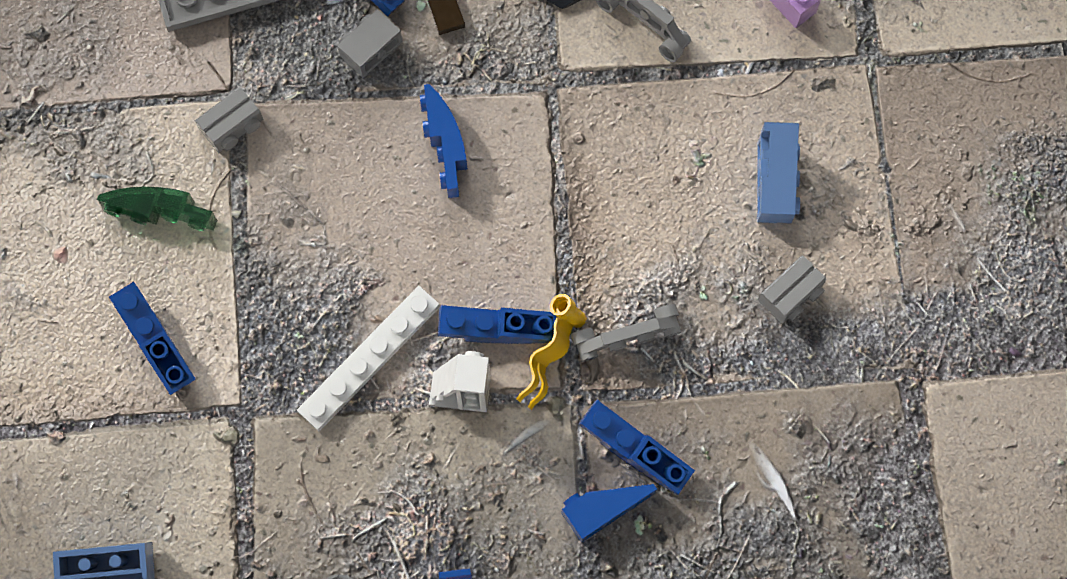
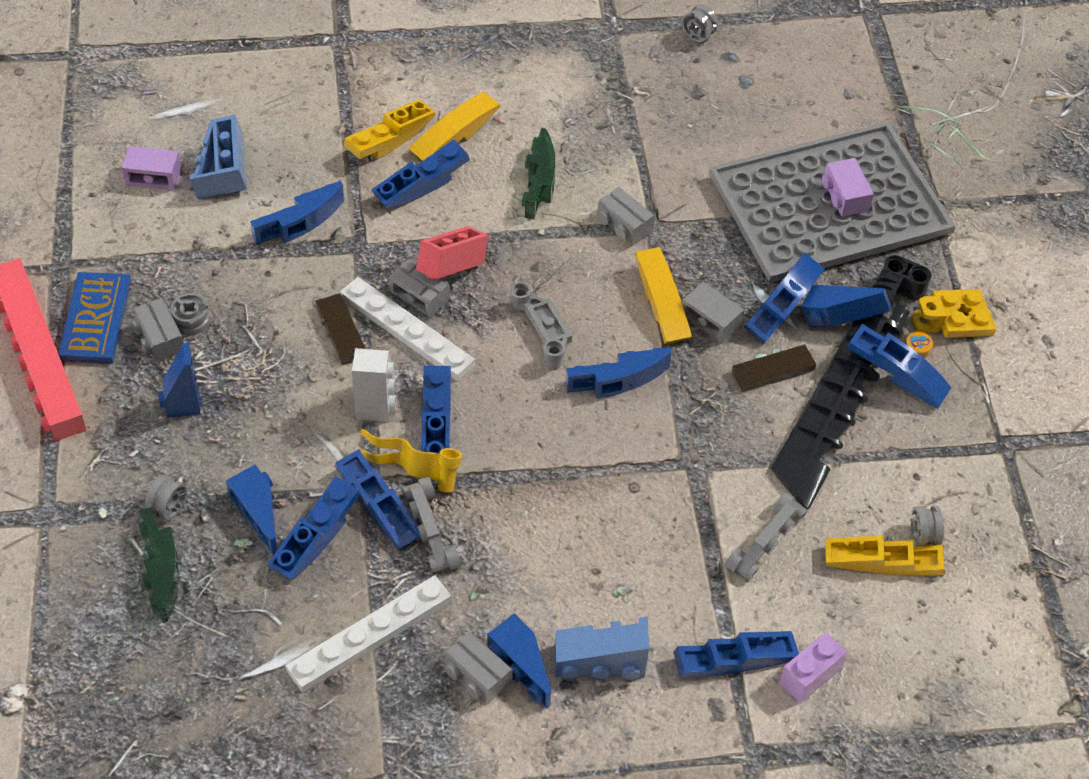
camera: 85 degrees right, 20 degrees down
(75, 373) = (392, 132): none -> yellow slope
(78, 300) = (458, 124): none -> yellow slope
(195, 467) = (308, 213): none -> blue slope
(286, 299) = (451, 252): none -> coral brick
(318, 341) = (418, 290): none -> light grey brick
(343, 89) = (663, 295): none -> yellow slope
(366, 428) = (339, 327): none -> dark brown tile
(376, 209) = (546, 322): none -> light grey plate
(595, 385) = (379, 500): none -> blue slope
(749, 394) = (368, 633): none -> white plate
(772, 59) = (736, 655): none -> blue slope
(776, 248) = (519, 650): none -> blue slope

